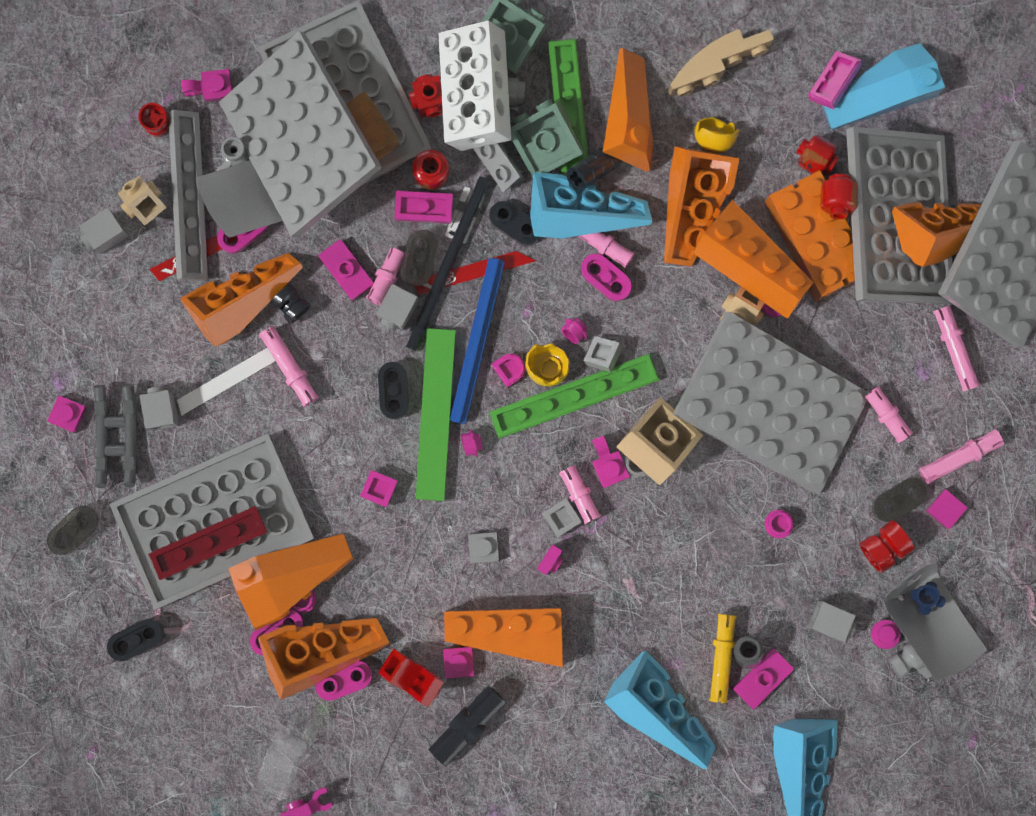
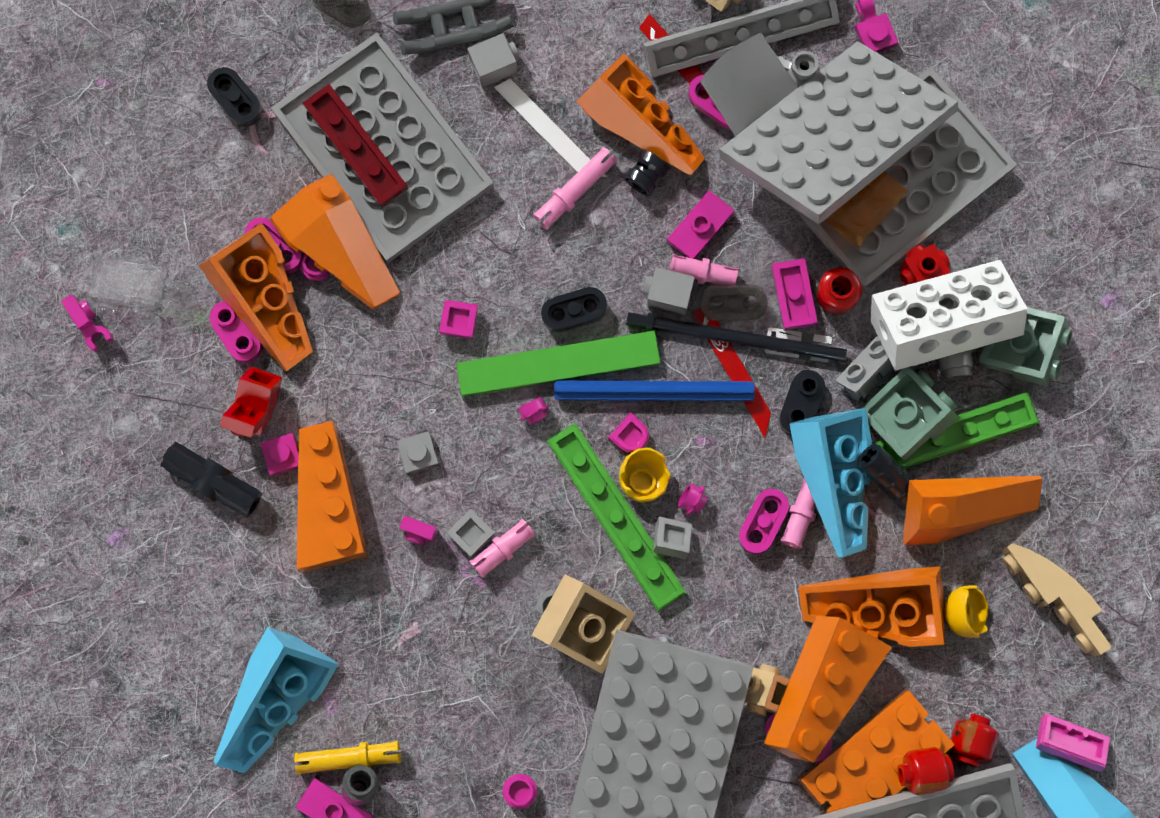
camera: 85 degrees right, 5 degrees down
(609, 466) = (543, 575): dark pink plate -> none

